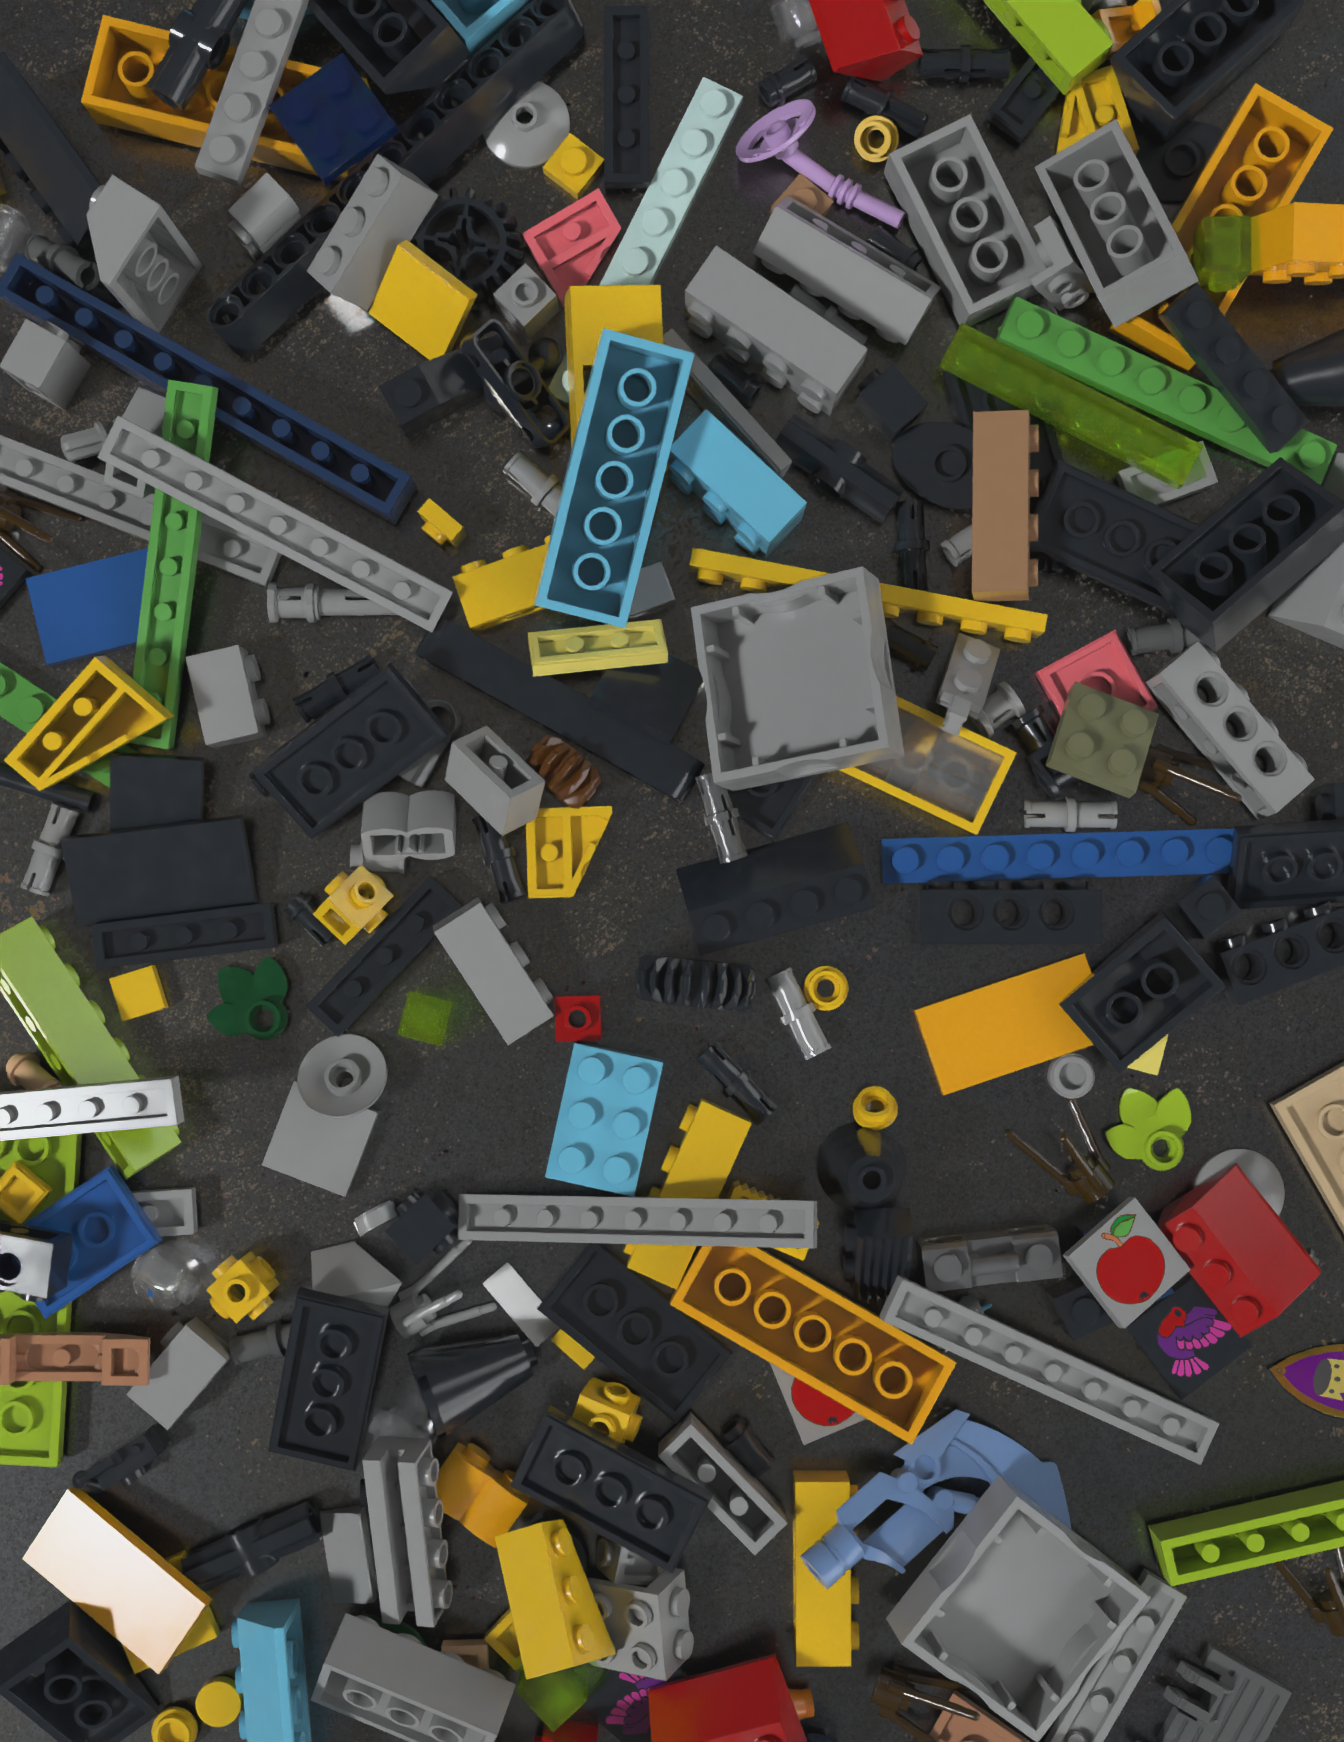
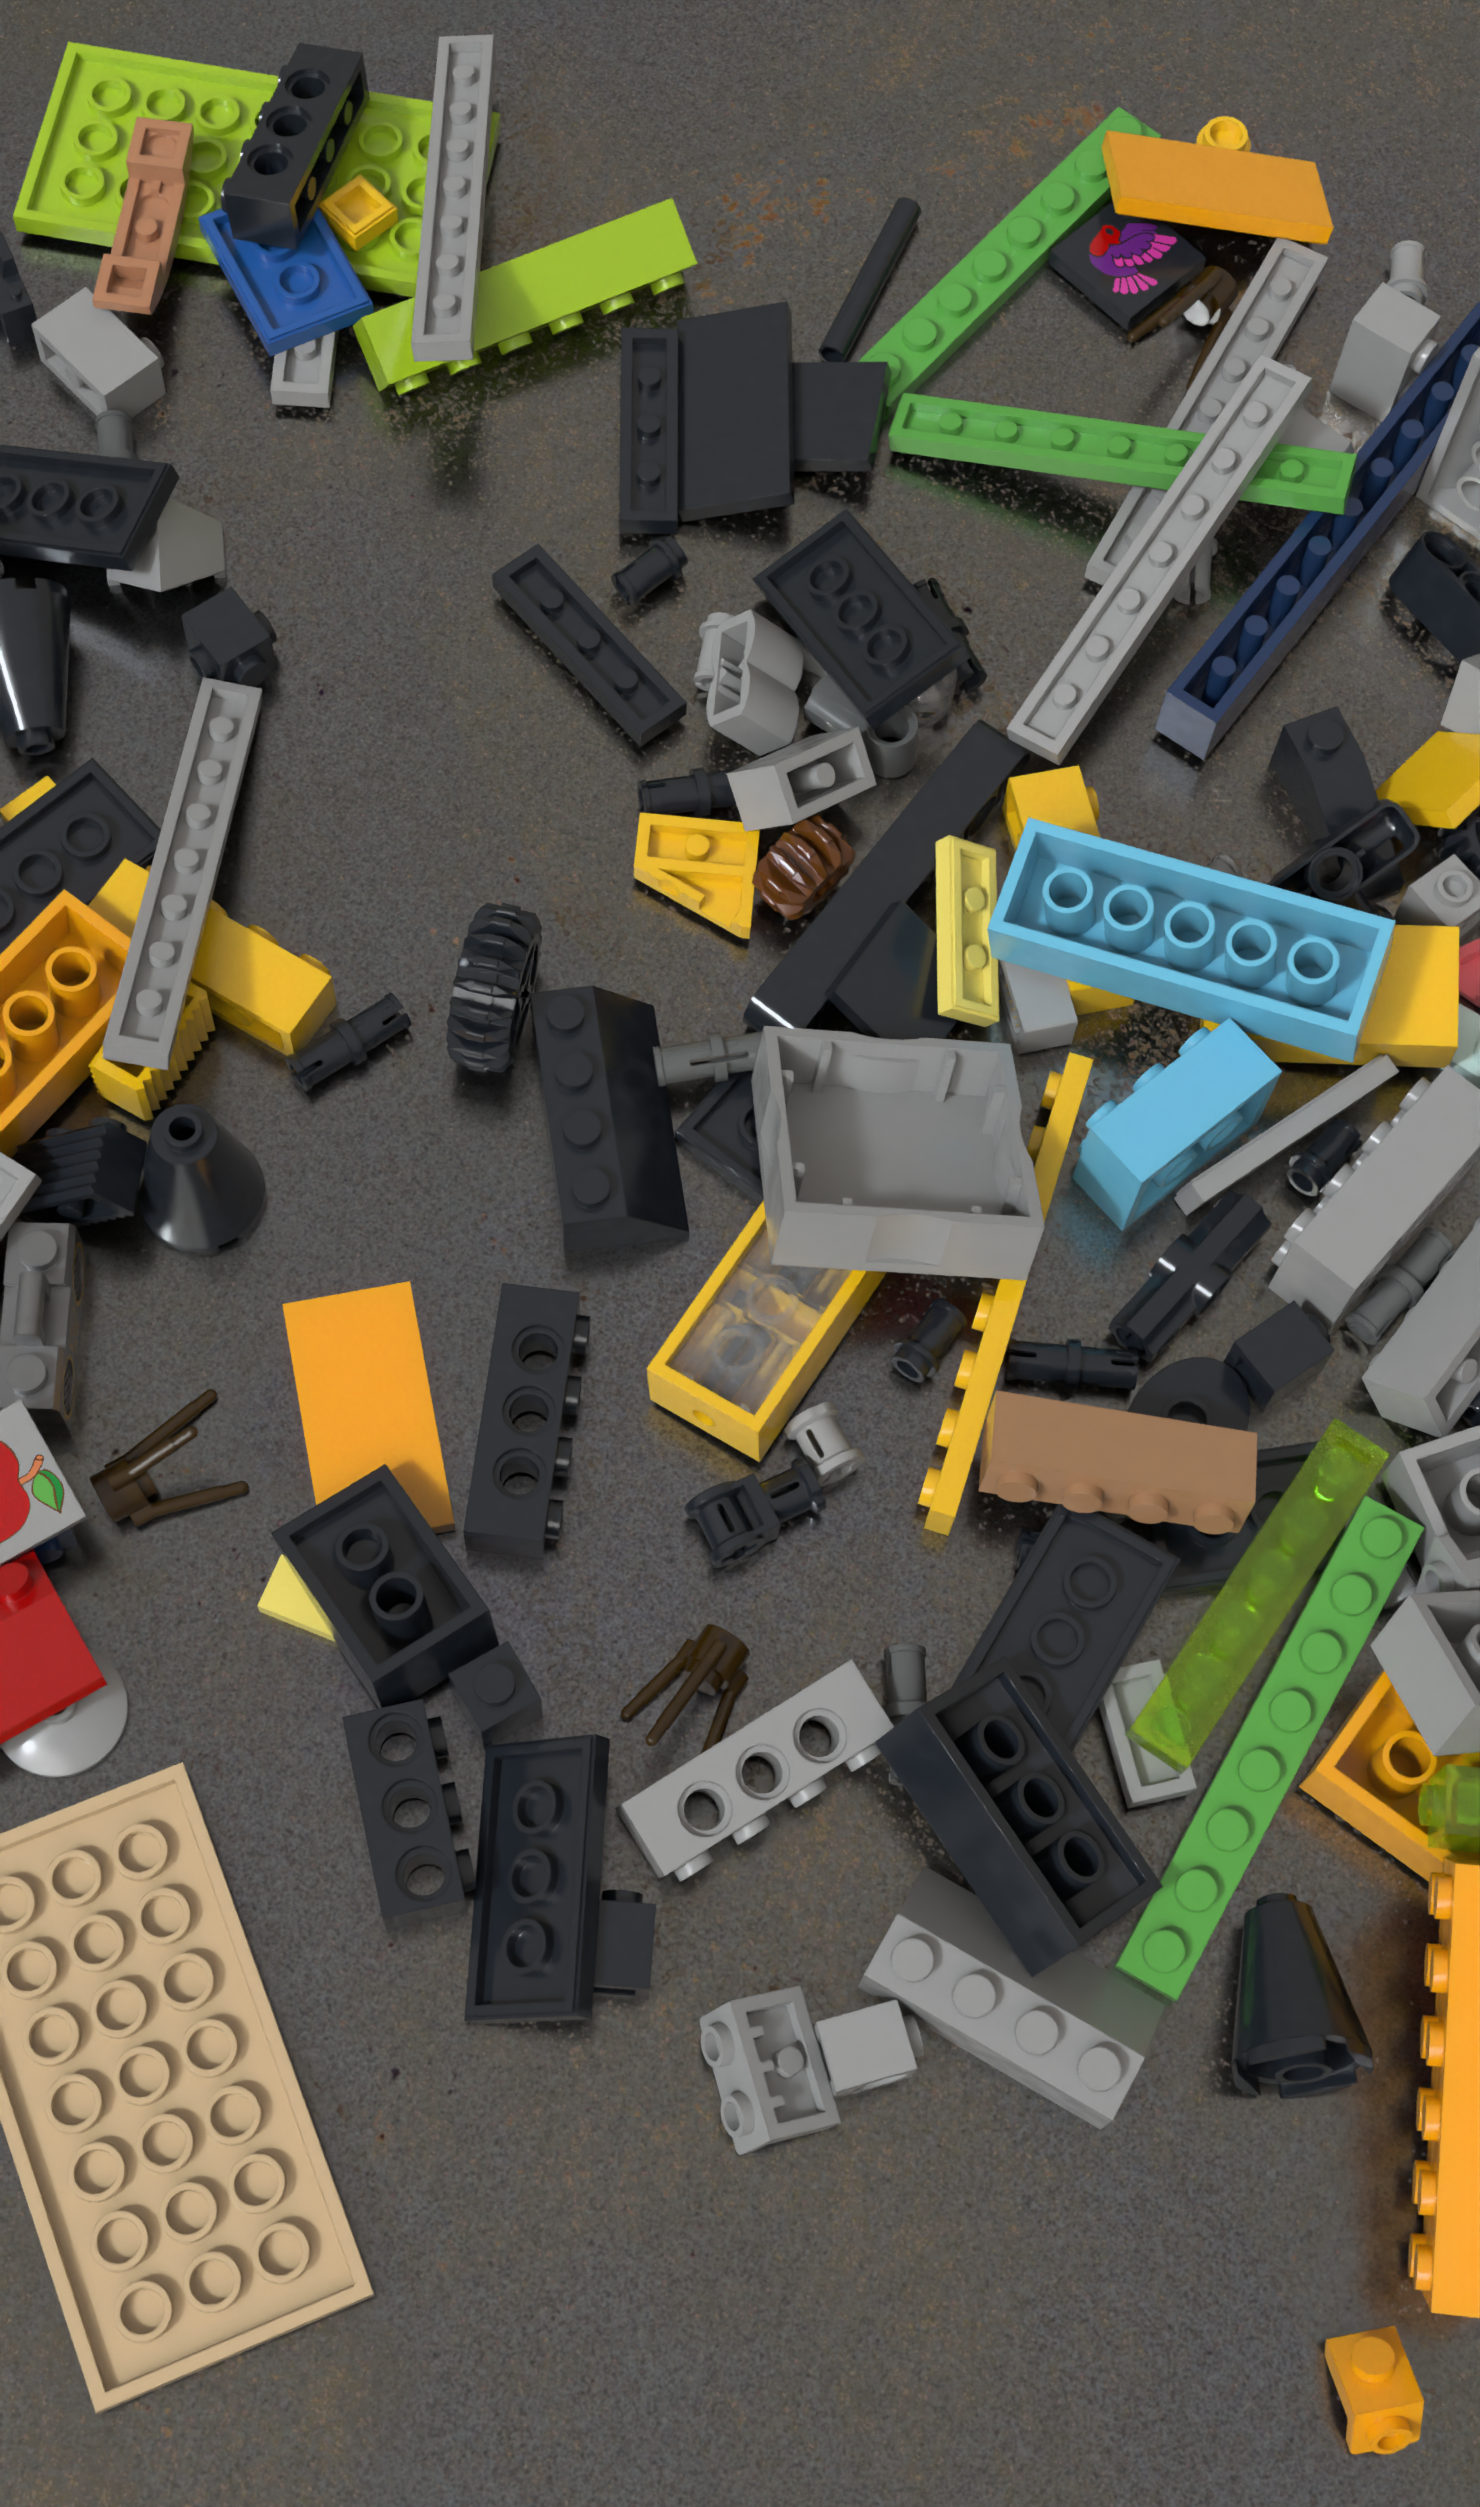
camera: 90 degrees right, 20 degrees down
(26, 1071) = (504, 244): light nougat pin -> none
(49, 850) = (750, 290): light grey pin -> none
(86, 723) = (929, 332): yellow wedge -> none
(89, 607) = (1074, 370): blue tile -> none
(138, 993) = (584, 376): yellow tile -> none
(166, 1277) = (222, 356): clear head -> none
(228, 696) = (947, 507): light grey brick -> none
(246, 996) = (560, 492): dark green plate -> none
(255, 1277) = (192, 433): yellow brick -> none
(313, 602) = (1060, 604): light grey pin -> none
(319, 1147) = (365, 549): light grey tile -> none
(331, 1063) = (440, 573): light grey dish -> none
(353, 904) = (662, 609): yellow brick -> none
(375, 1218) = (250, 586): light grey tile -> none
(418, 1314) = (120, 628): light grey plant -> none
(427, 1017) = (500, 677): clear neon green brick -> none
(441, 525) = (1150, 774): yellow plate -> none
(495, 969) = (550, 755): light grey brick -> none
(520, 1303) = (109, 748): white sticker -> none
(592, 1009) = (470, 857): red plate -> none
(604, 1118) = (330, 867): medium azure brick -> none
(798, 1013) = (430, 1129): light grey pin -> none
(840, 988) = (460, 1155): yellow plate -> none
(875, 1098) = (293, 1208): yellow plate -> none
(966, 681) = (868, 1394): light grey hinge -> none
(1056, 856) = (601, 1503): blue plate -> none
(1070, 814) = (660, 1530): light grey pin -> none
(1071, 1075) = (279, 1487): light grey tile -> none
(1099, 665) = (837, 1596): coral tile -> none
(1102, 740) = (762, 1572): olive plate -> none
(1147, 1122) = (191, 1585): lime plate -> none
(1233, 368) = (1301, 1822): black plate -> none

